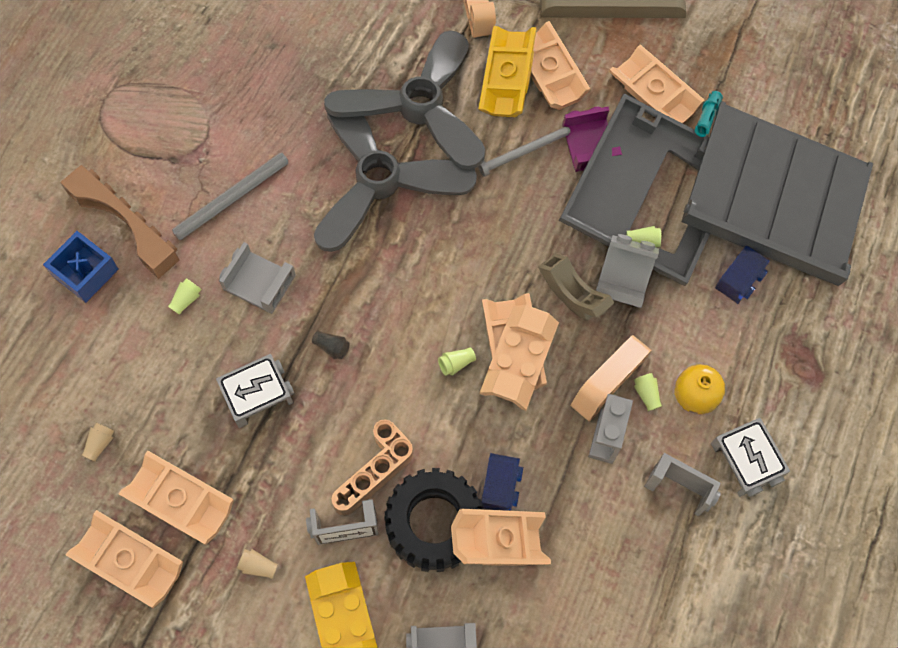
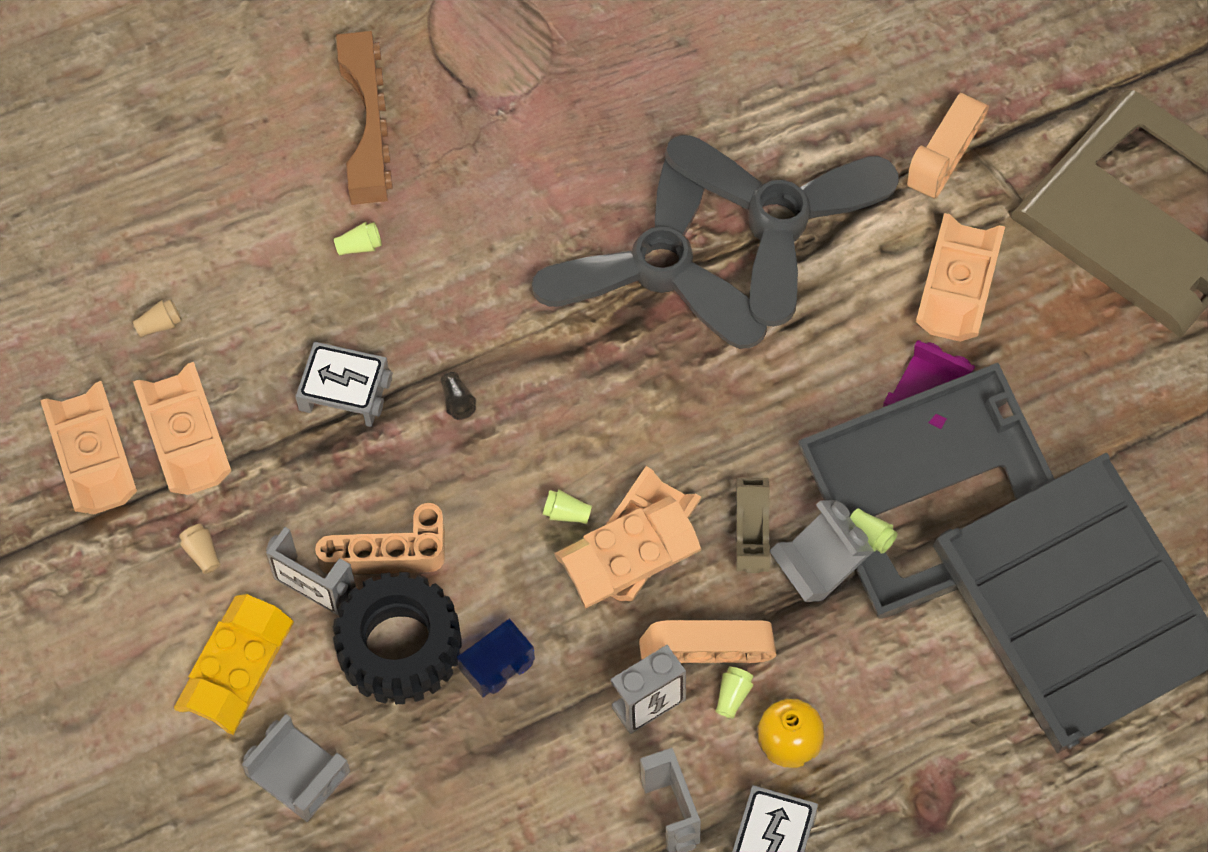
camera: 45 degrees right, 5 degrees down
(81, 266) = (284, 136): blue brick -> none
(230, 196) = (495, 171): light grey axle -> none
(256, 279) = (444, 275): light grey panel -> none
(485, 167) = (842, 347): light grey bar -> none
(498, 537) = (440, 699): light nougat piece -> none
(507, 72) = (900, 247): yellow piece -> none
(657, 86) = (1059, 390): light nougat piece -> none
(709, 111) = (1059, 463): teal pin -> none
(742, 274) = (953, 655): clear blue brick -> none

